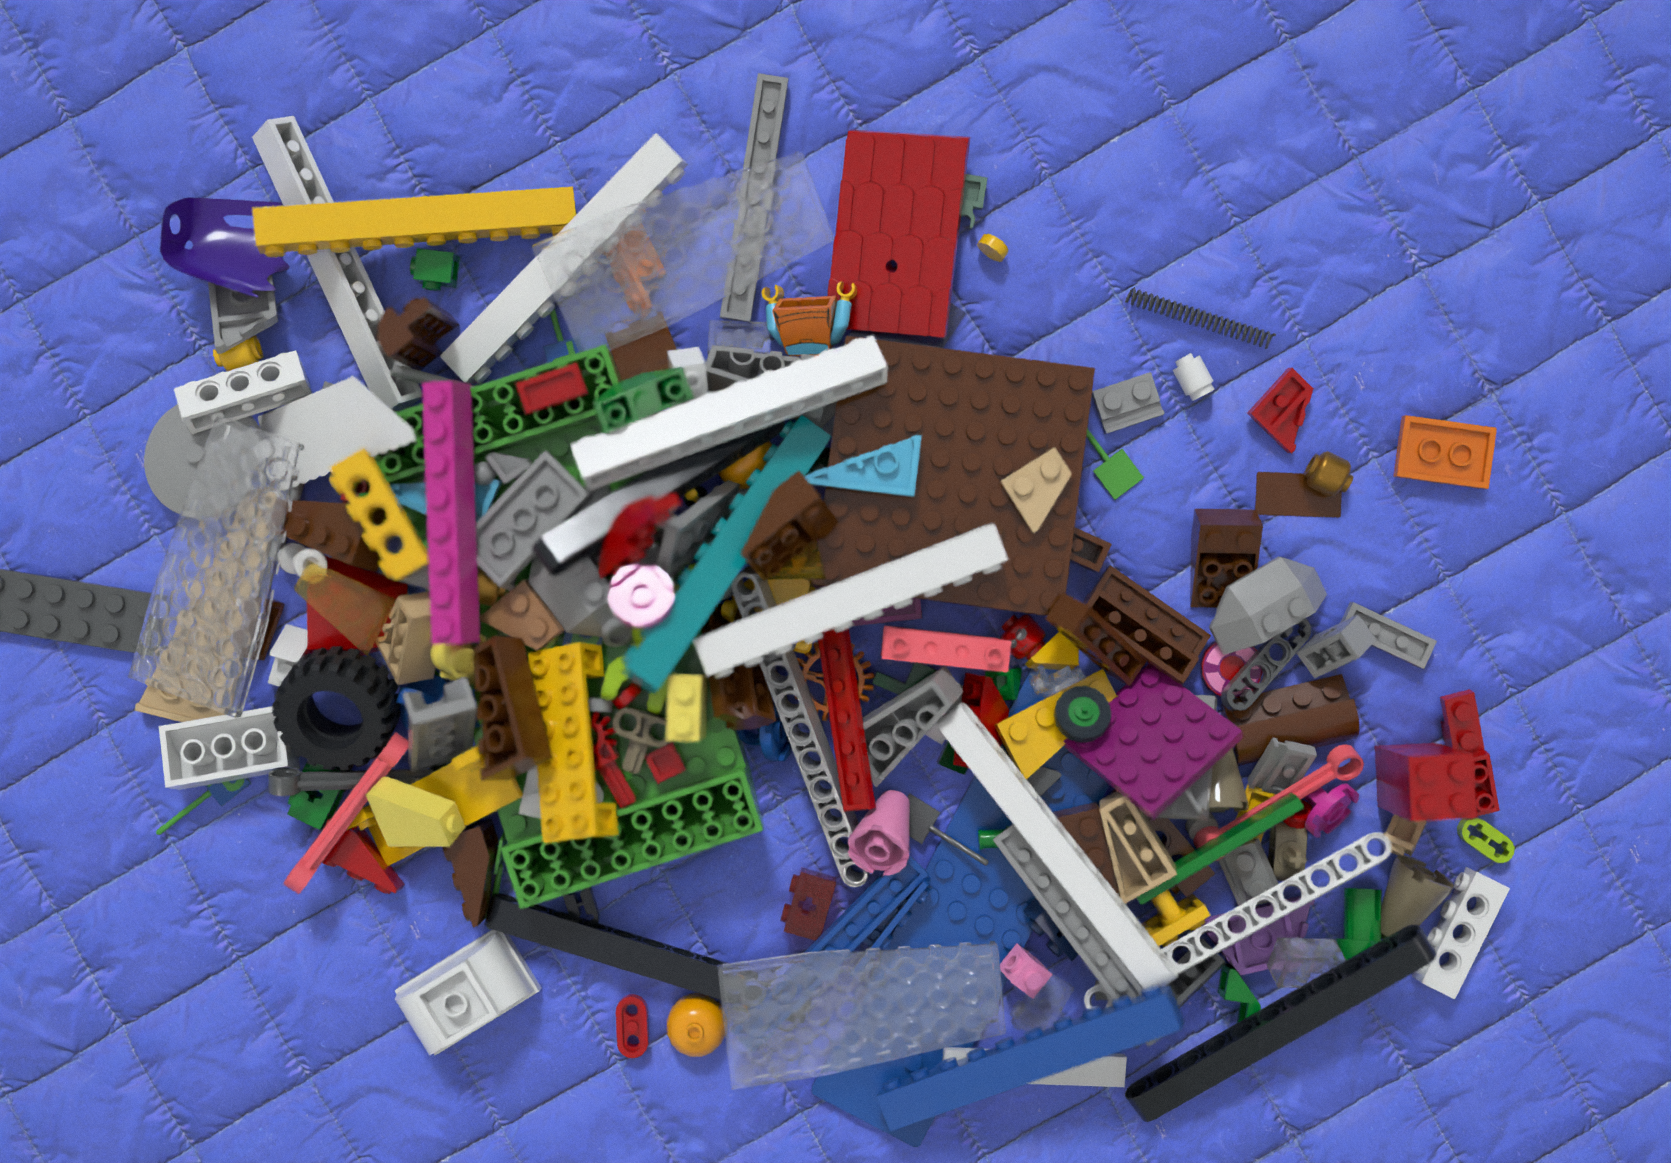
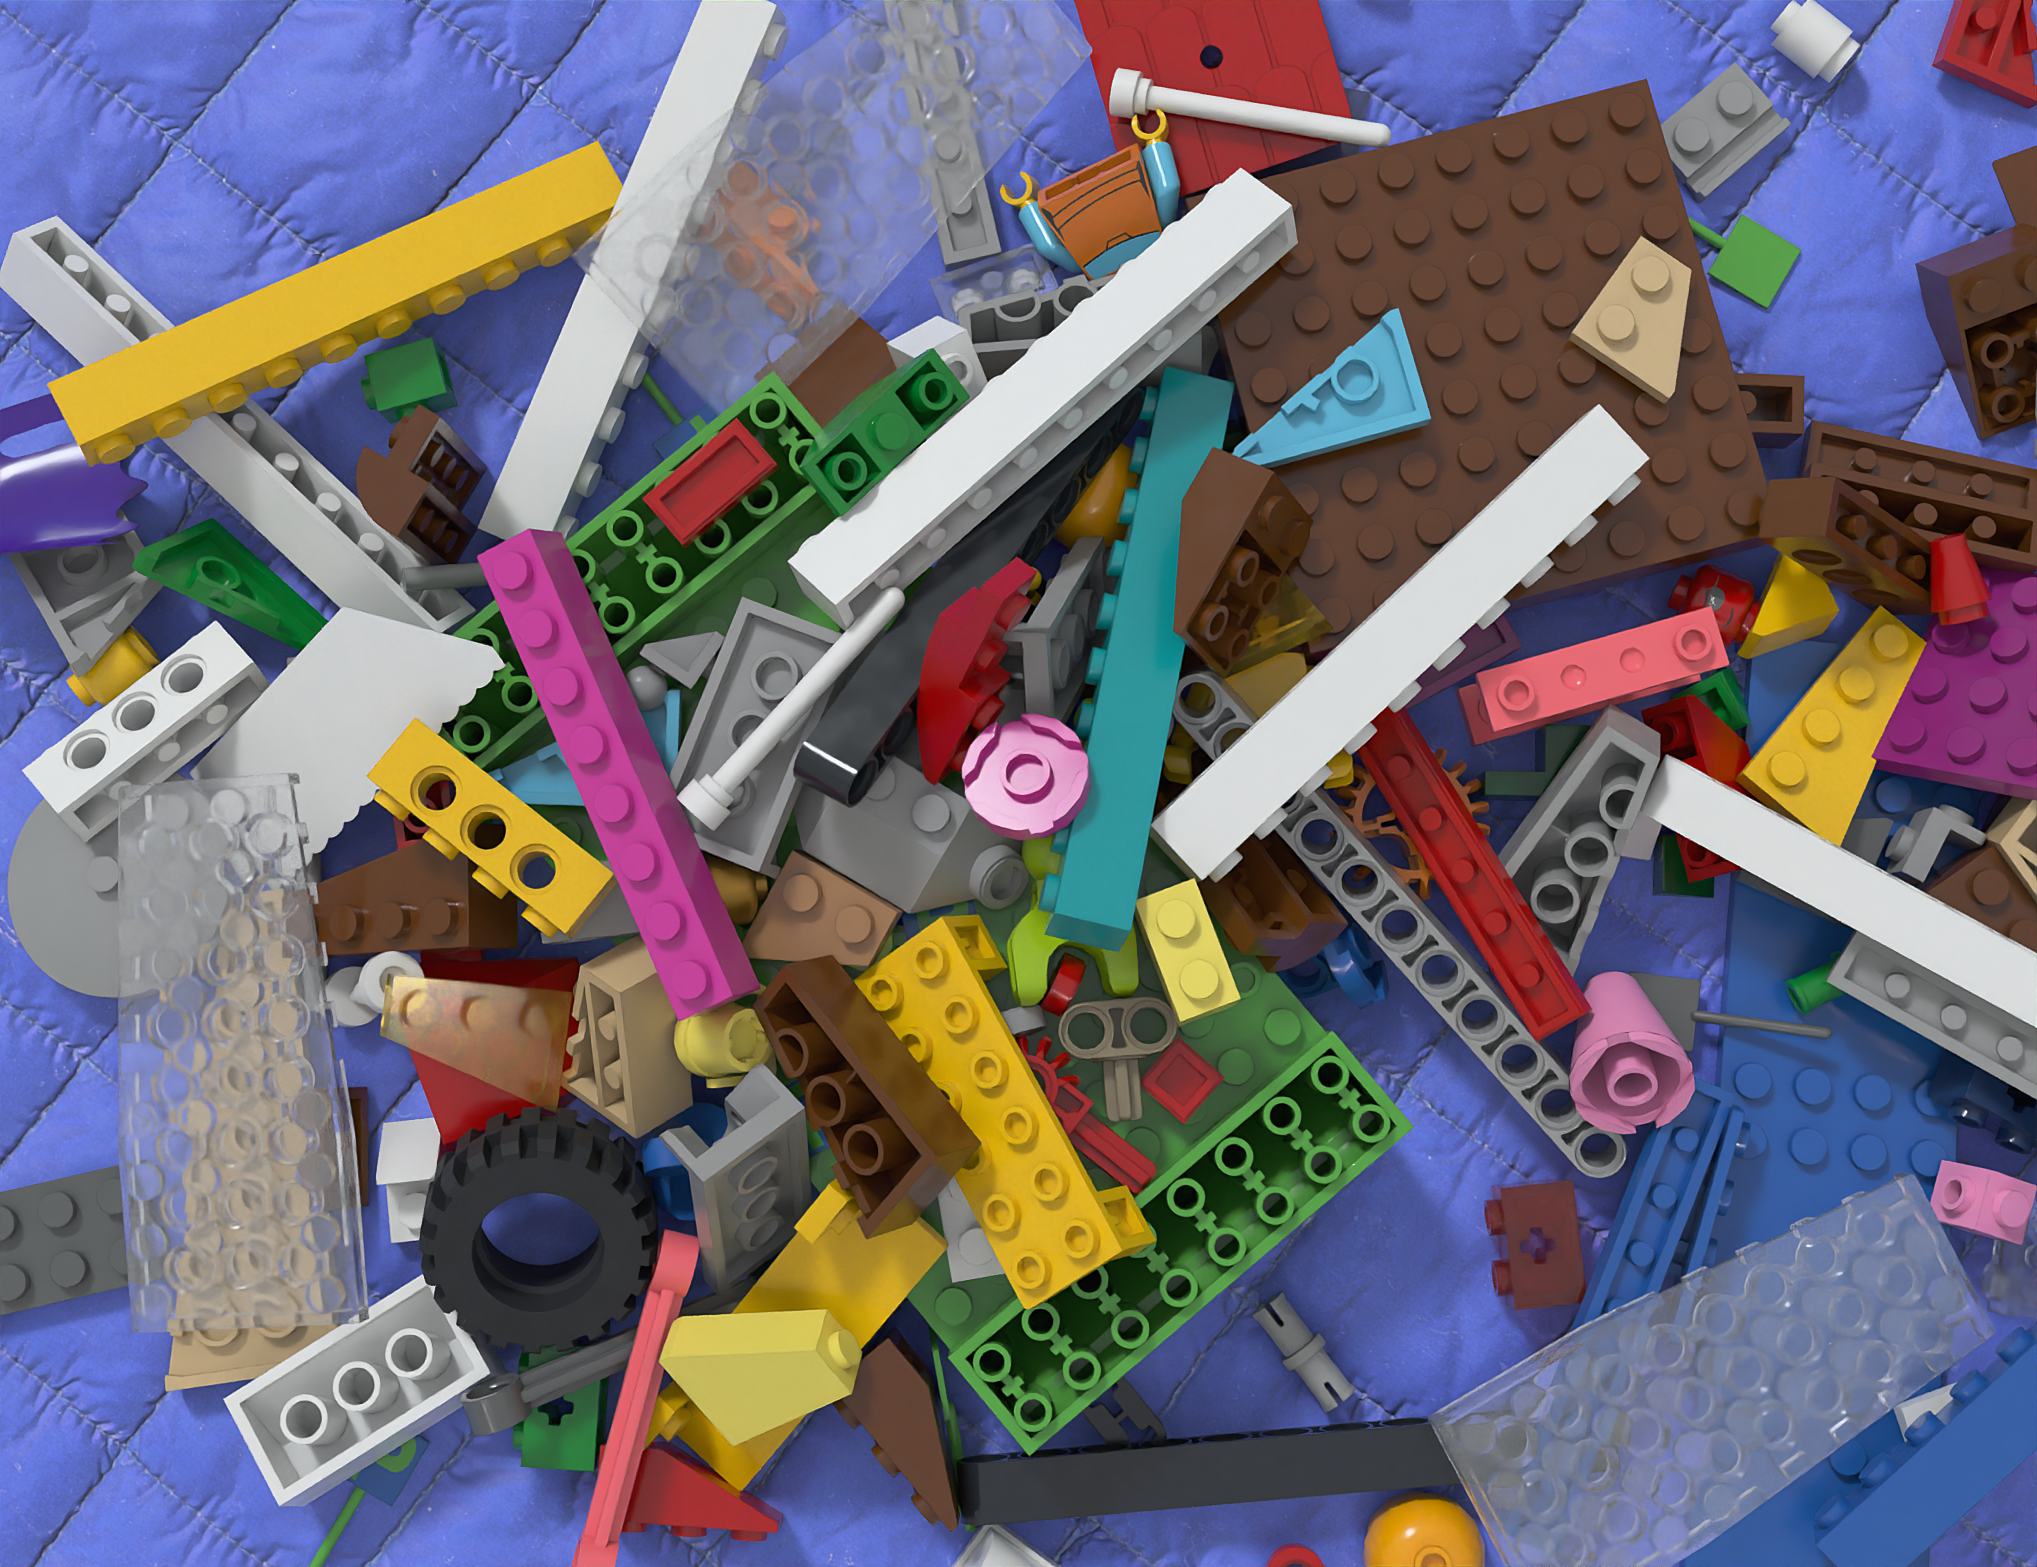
camera: 20 degrees left, 5 degrees down
(309, 329) = (228, 577): none -> green wing
(490, 542) = (712, 794): none -> white piece
(678, 909) = (1303, 1351): none -> light grey pin
(846, 270) = (1137, 95): none -> white piece
(1054, 683) = (1796, 665): clear bracket -> none
(1066, 792) = (1917, 846): none -> light grey bracket
(1082, 714) = (1888, 691): black wheel -> none
(1138, 676) = (1956, 581): none -> red cone

